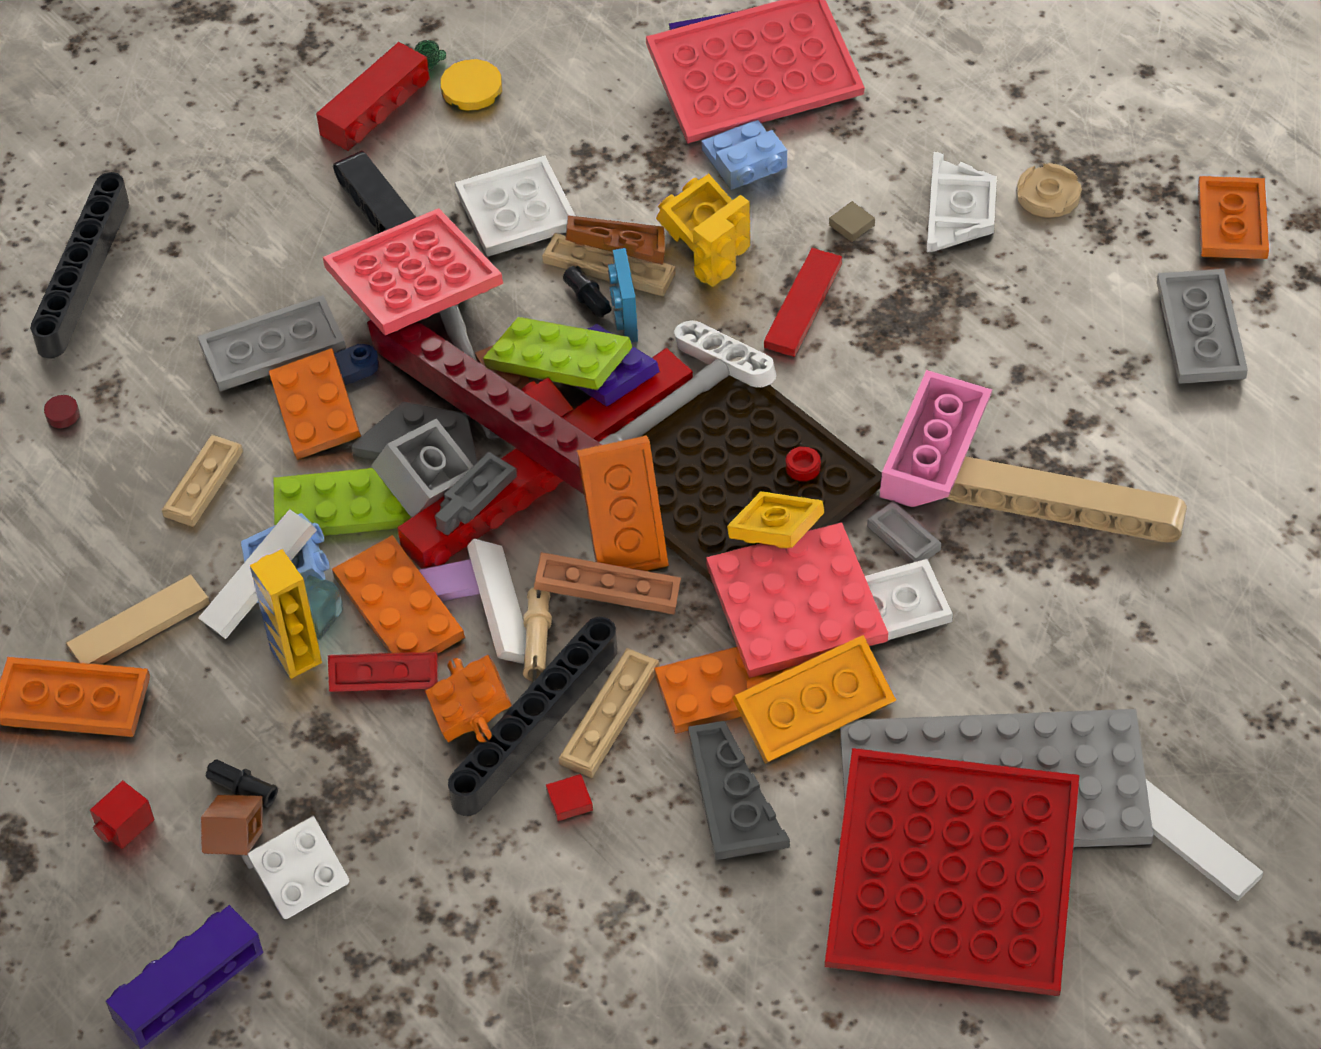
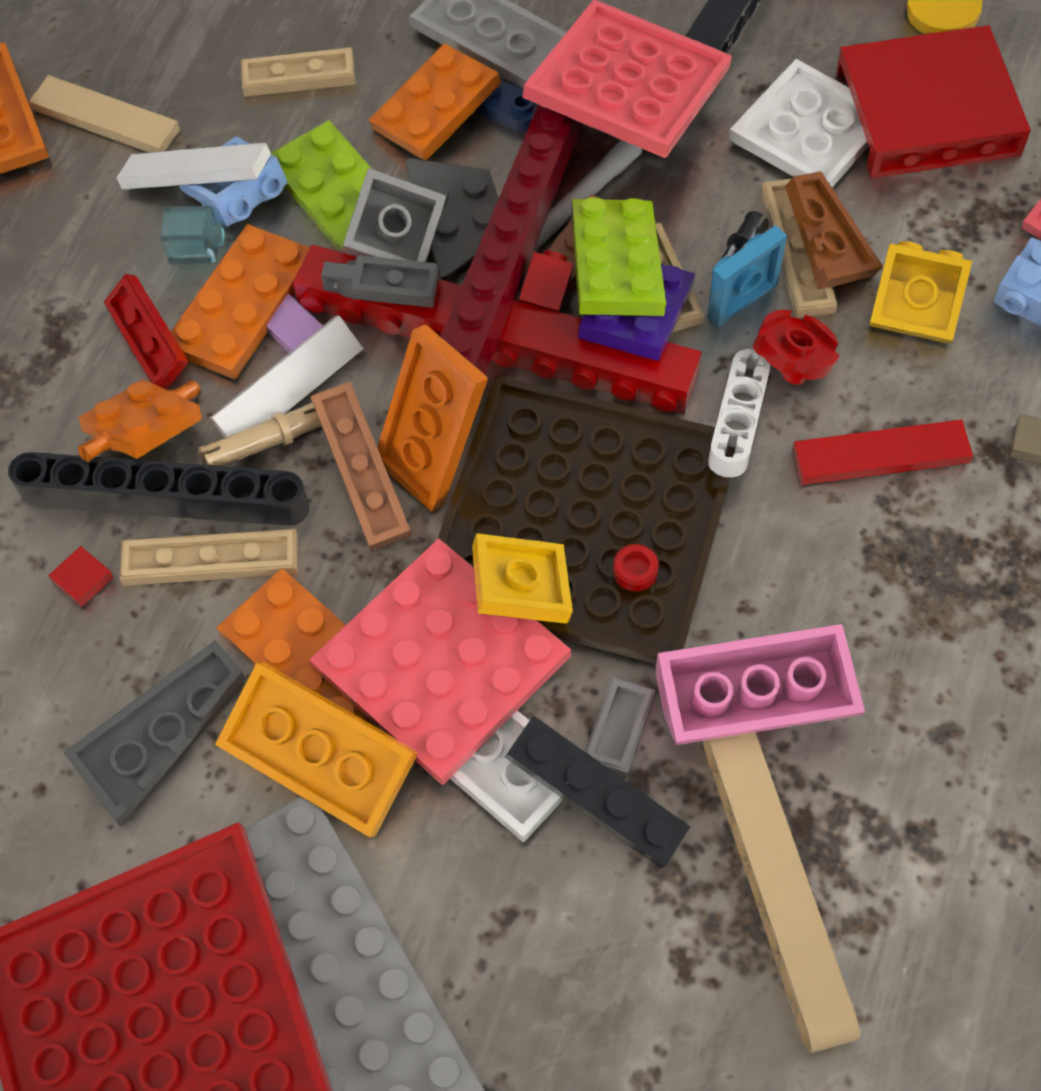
camera: 60 degrees right, 10 degrees up
(286, 613) = (118, 201): yellow brick -> none
(552, 128) = (934, 101): none -> red panel
(695, 300) = (780, 341): none -> red plate
(699, 383) = (677, 408): light grey piece -> none
(721, 240) = (890, 322): yellow plate -> none
(947, 559) = (597, 792): none -> black plate

